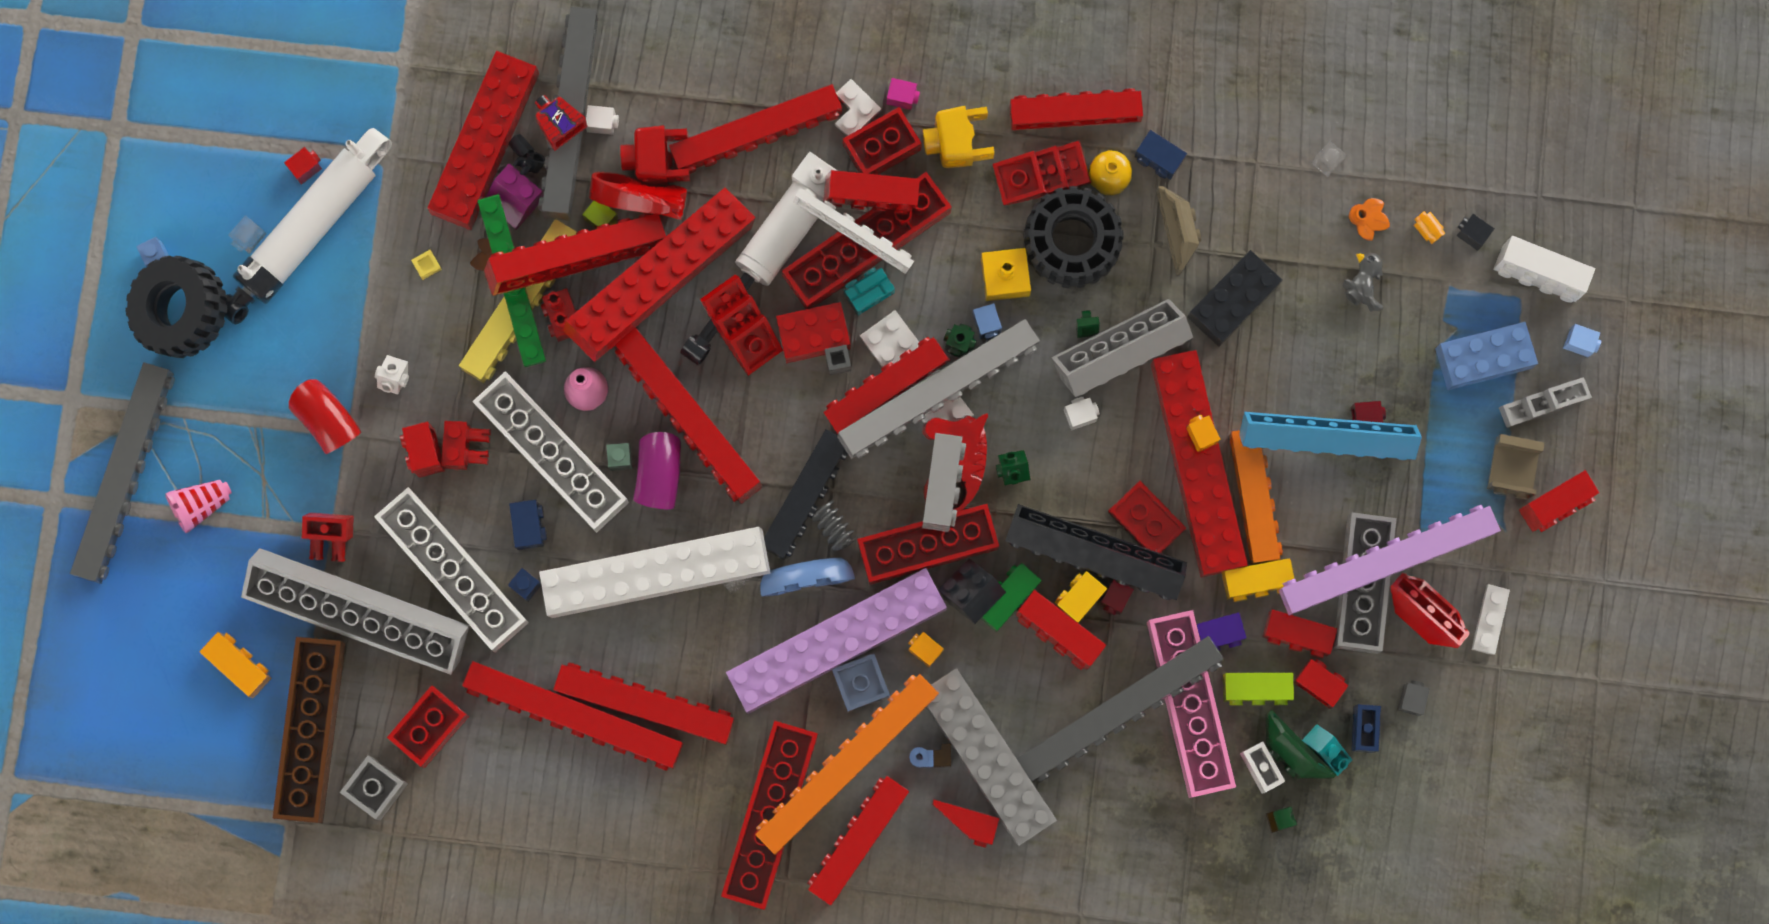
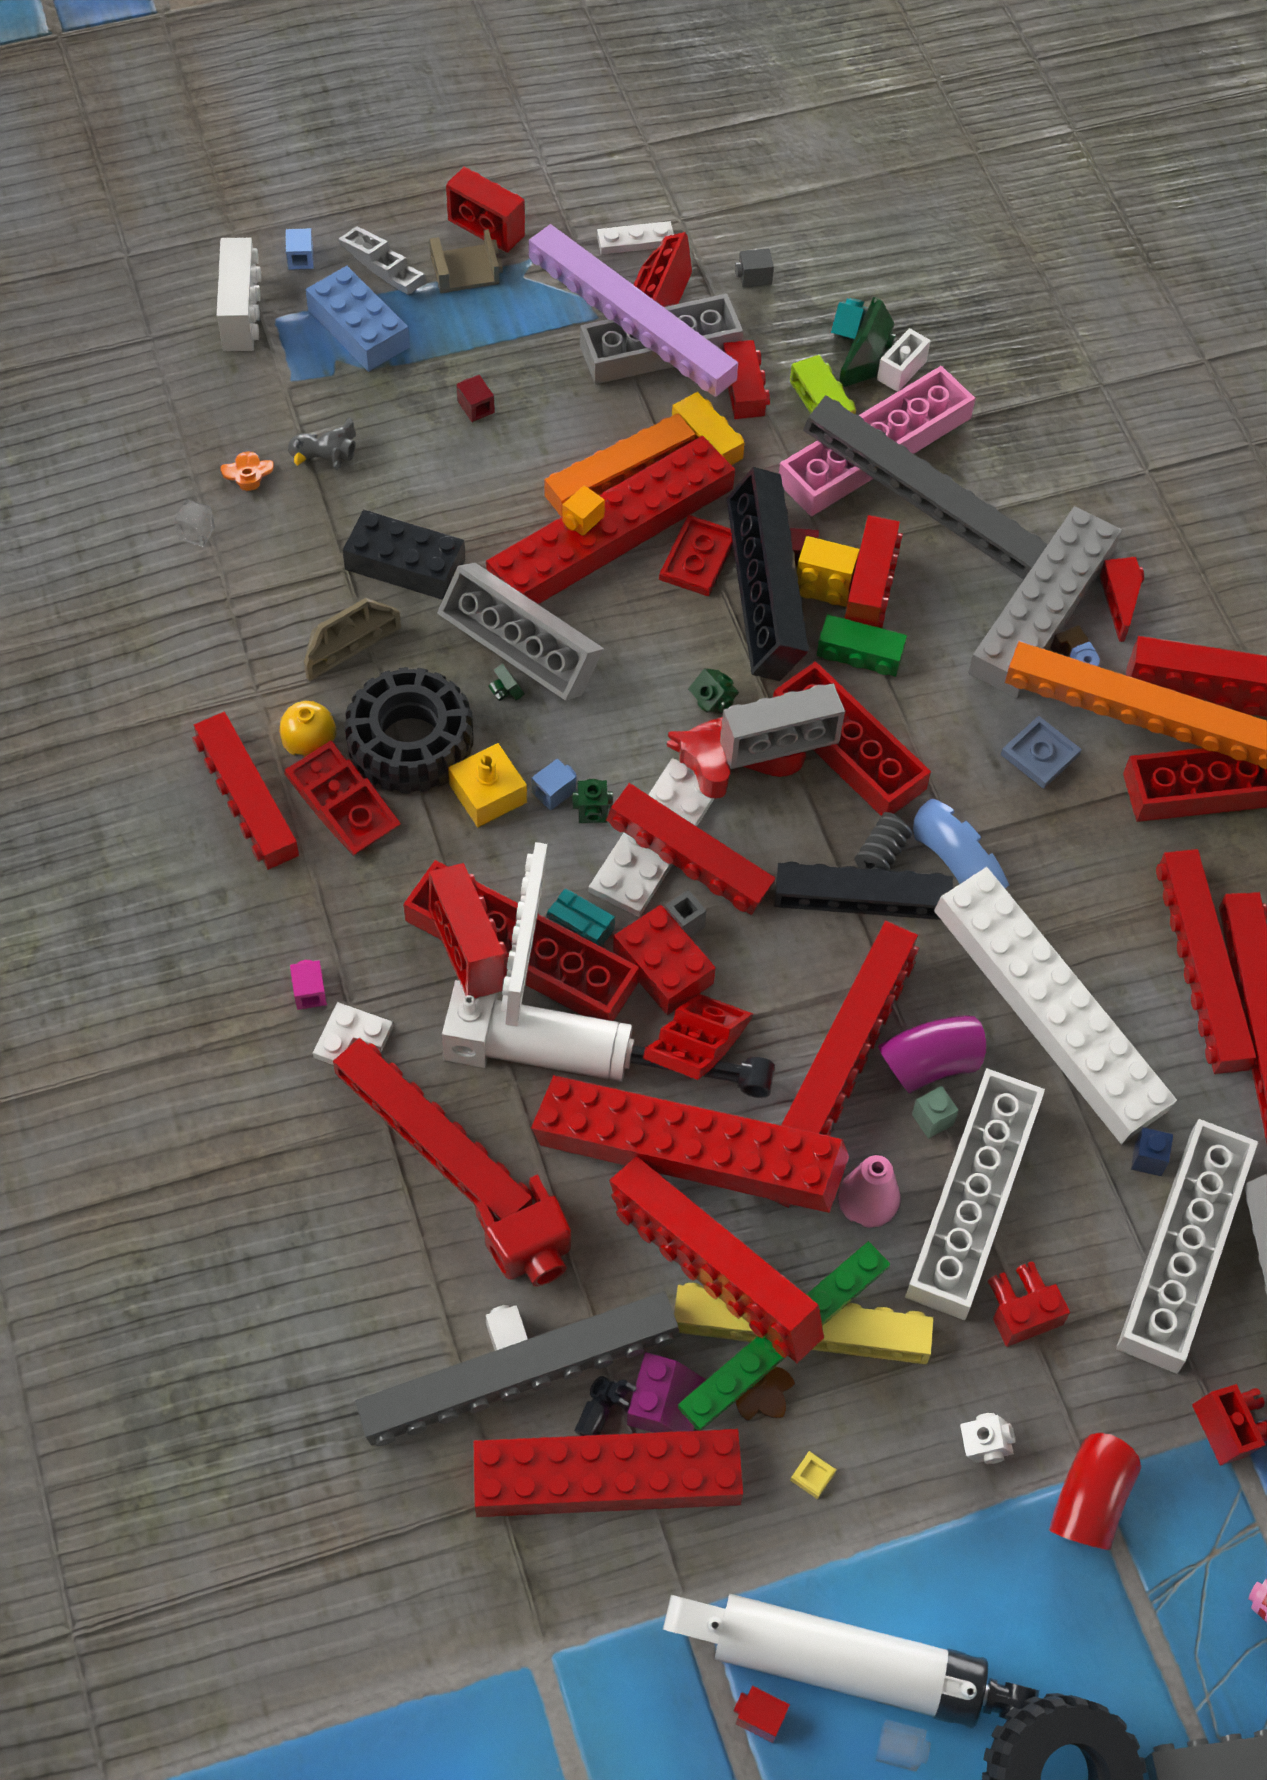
camera: 115 degrees left, 20 degrees down
(422, 448) = (1064, 1347): red brick -> none
(527, 524) = (1078, 1183): dark blue brick -> none
(558, 121) = (544, 1359): red torso -> none
(559, 308) = (800, 1256): red brick -> none
(600, 214) = (639, 1272): lime brick -> none
(631, 195) = (602, 1231): red animal -> none
(836, 641) = (1018, 793): lavender brick -> none
(882, 143) = (387, 976): red brick -> none
(925, 648) = (966, 702): light orange brick -> none
(937, 389) = (726, 821): light grey brick -> none
(954, 137) = (340, 897): yellow piece -> none
(972, 591) = (879, 672): black brick -> none
(1081, 412) = (618, 653): white brick -> none
(1160, 155) = (264, 685): dark blue brick -> none
(1223, 631) = (779, 439): dark purple brick -> none
(1281, 819) = (943, 327): dark green leg -> none
(1321, 683) = (786, 344): red brick -> none
(1330, 436) = (521, 411): dark azure brick -> none
(1366, 728) = (810, 290): dark blue brick -> none
(1429, 227) = (233, 411): light orange brick -> none
(1474, 231) = (220, 370): black brick -> none

